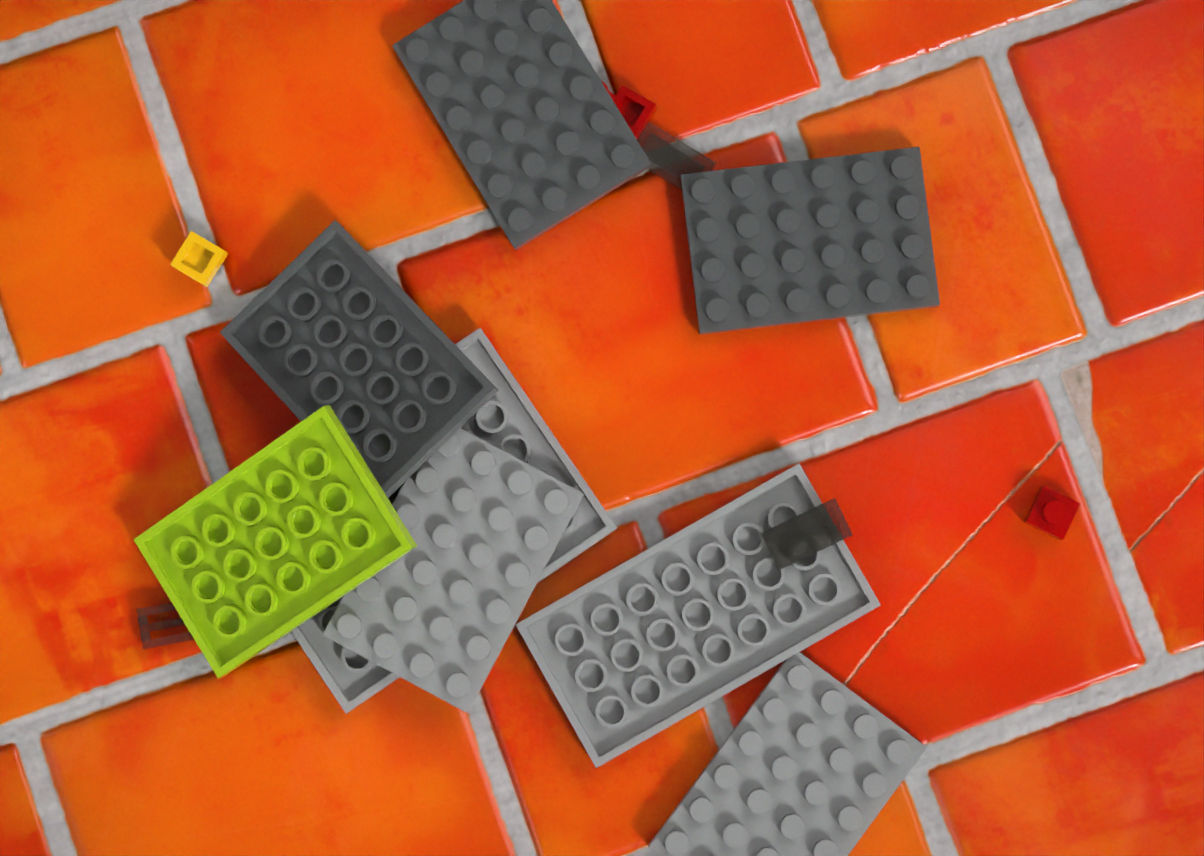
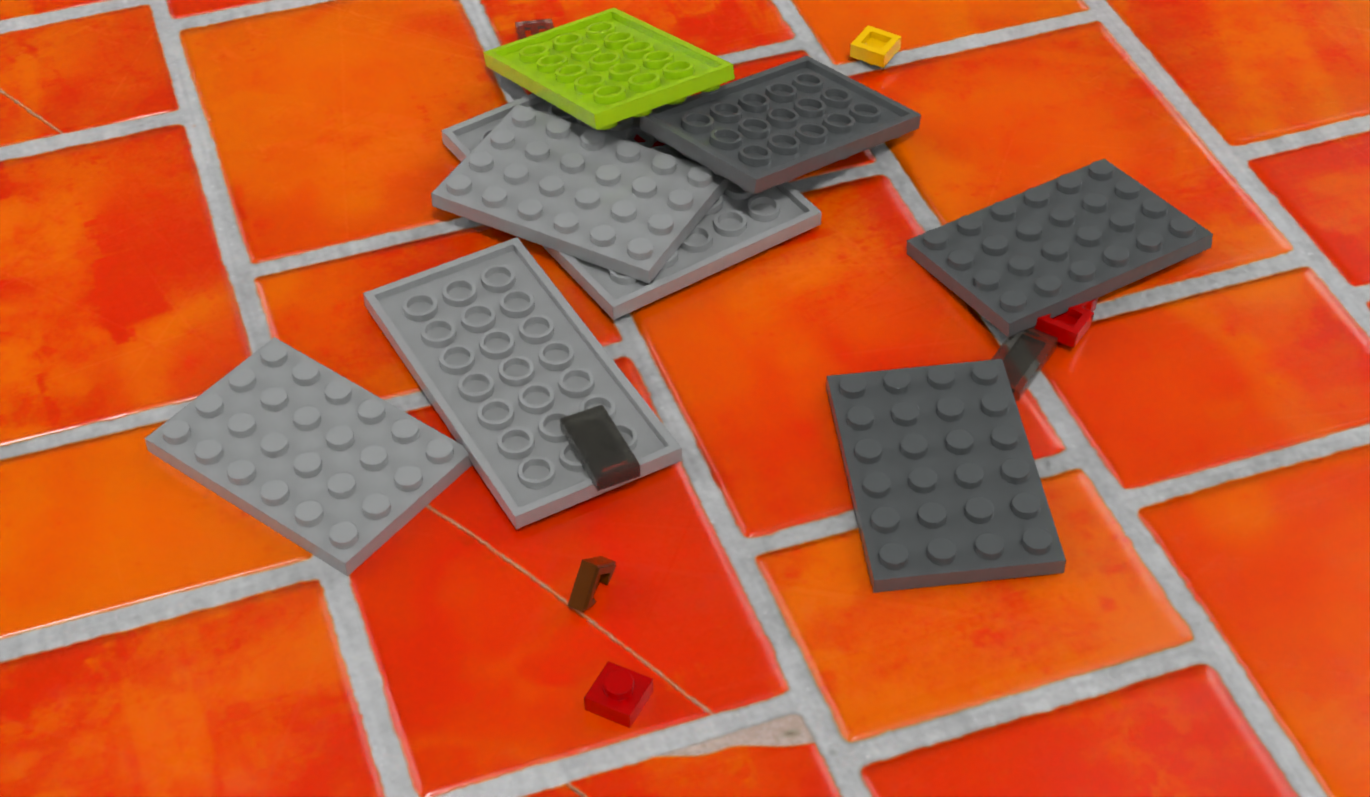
camera: 90 degrees right, 40 degrees down
(942, 536) = (590, 574): none -> reddish brown tile

